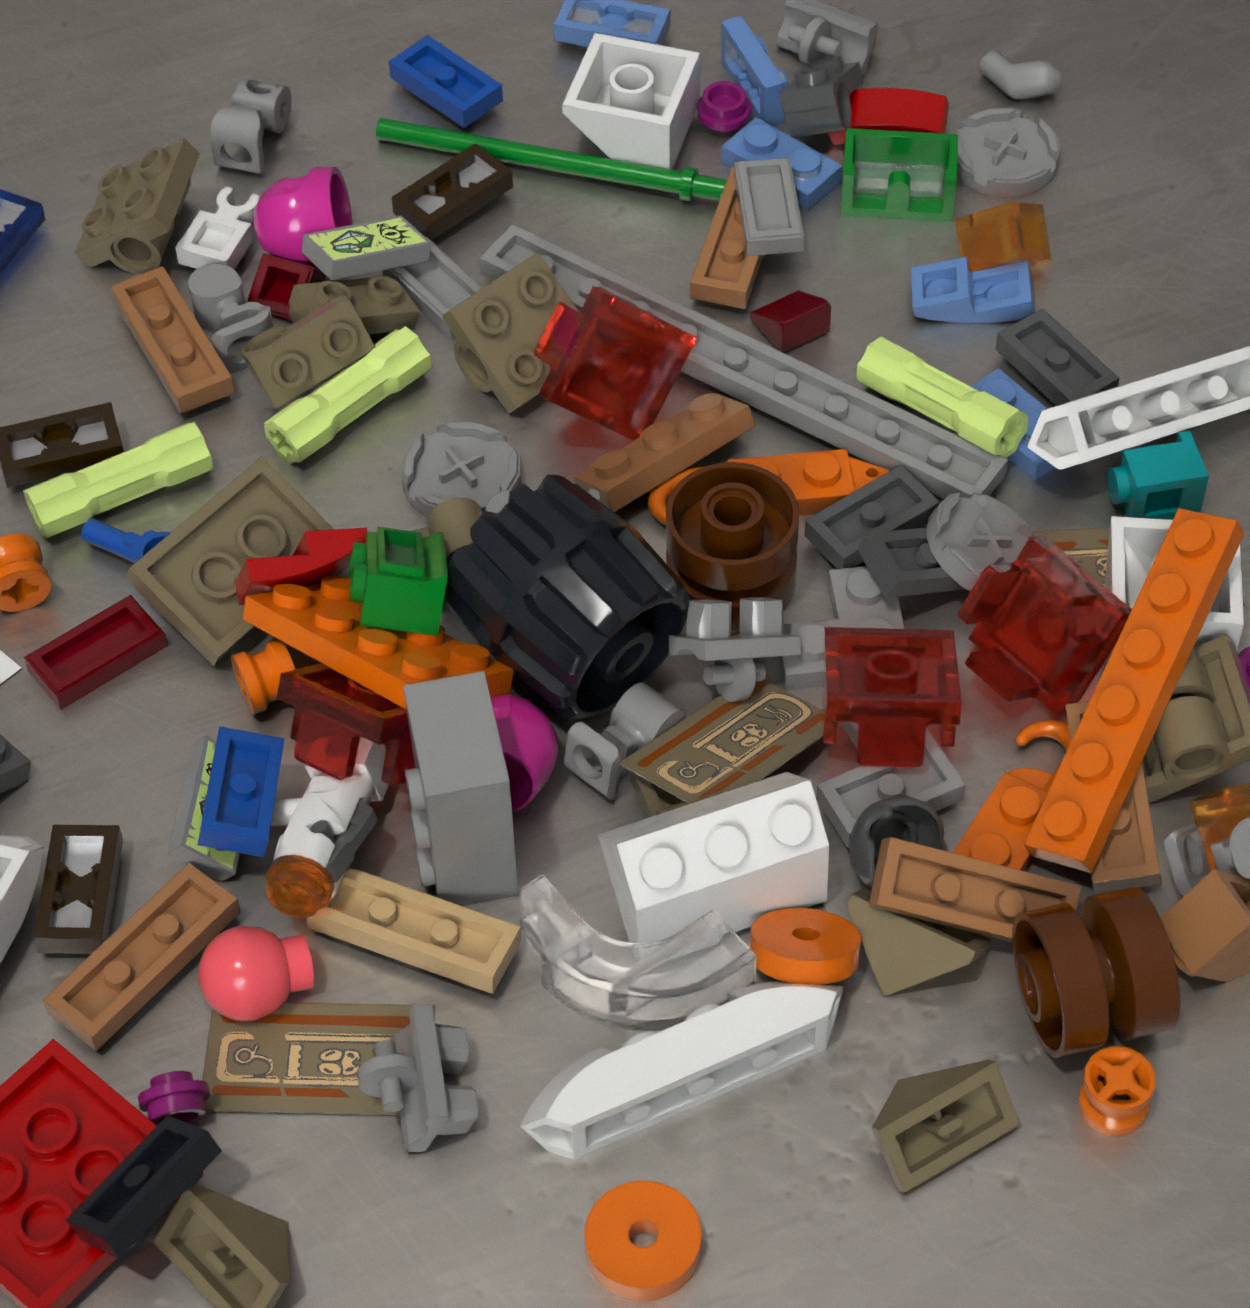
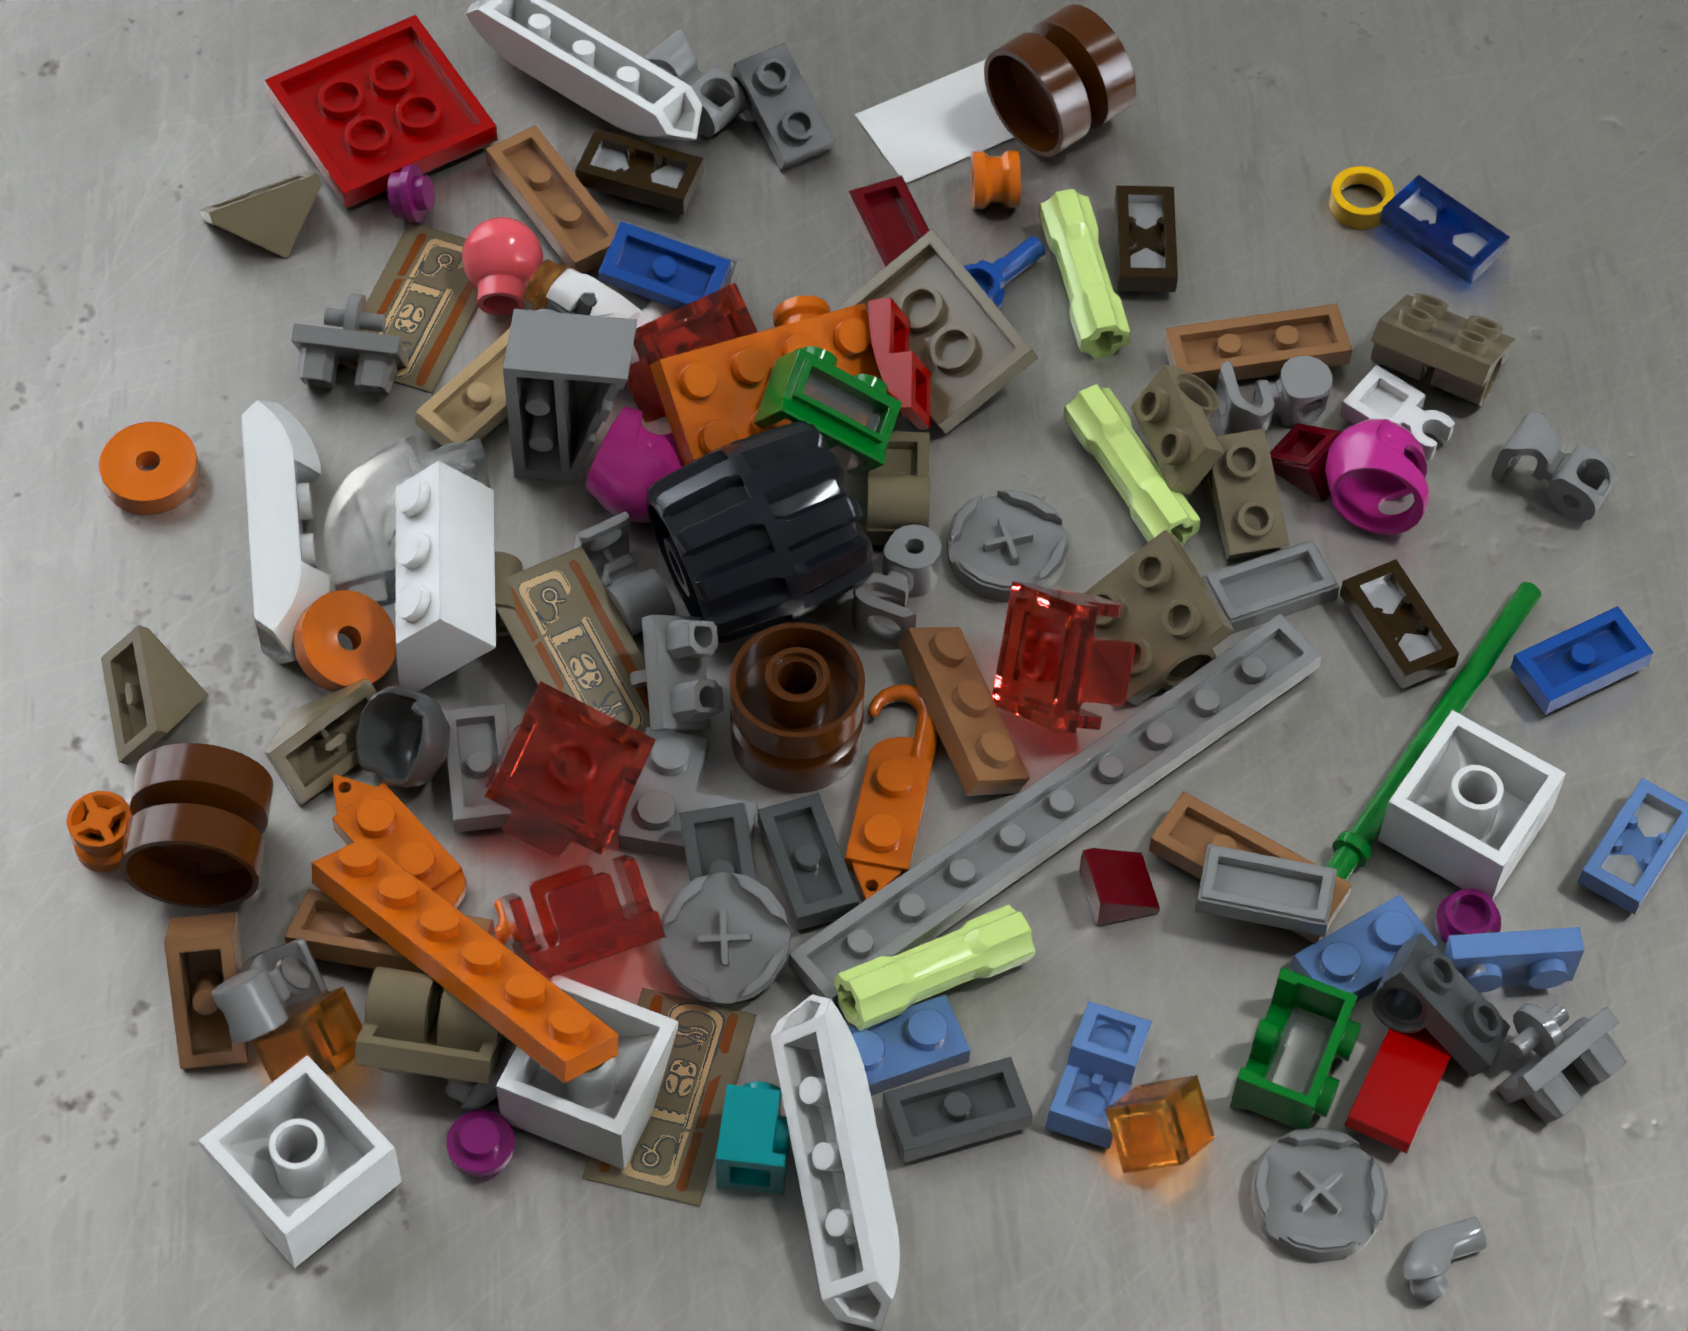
camera: 105 degrees right, 5 degrees up
(144, 1186) = (321, 139): black plate -> none
(366, 247) = (1309, 507): tile -> none
(960, 889) = (323, 771): medium nougat plate -> none

